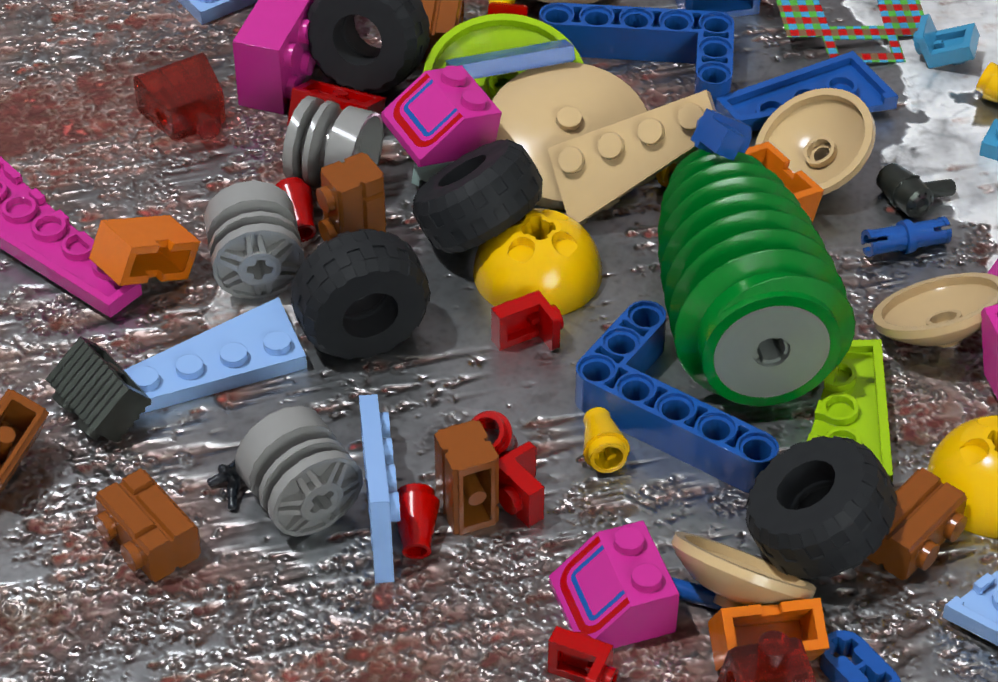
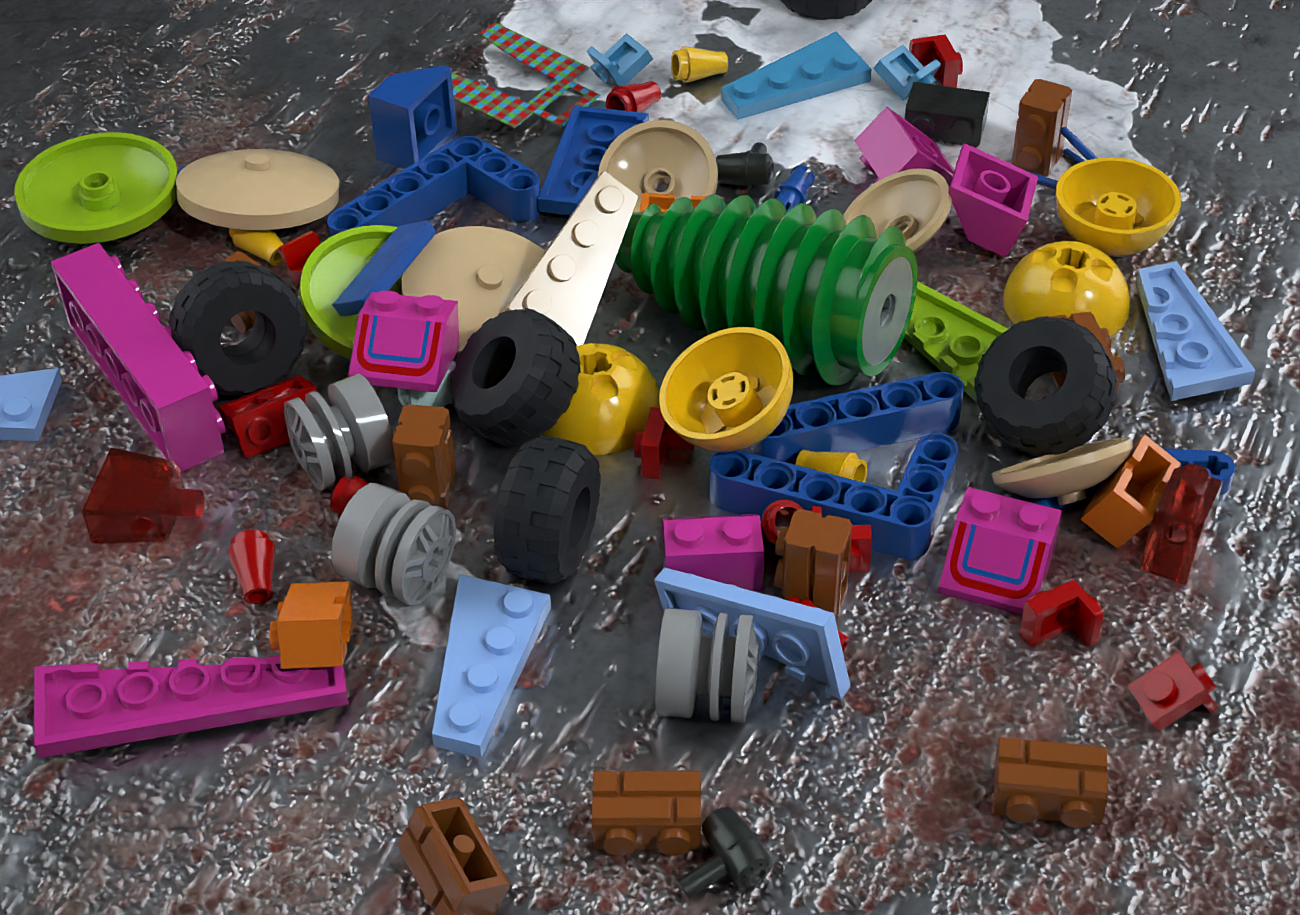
camera: 50 degrees left, 0 degrees up
(97, 391) = (449, 755): pearl dark grey brick -> none
(155, 597) = (736, 852): none -> pearl dark grey piece
(184, 189) = (253, 564): none -> red cone
(228, 474) = (635, 719): black bar -> none
(427, 401) = (716, 548): none -> dark pink slope
(570, 313) = (728, 389): none -> yellow piece
(579, 502) = (899, 520): none -> blue beam
(721, 134) = (659, 192): blue piece -> none
(911, 79) = (633, 97): none -> red cone

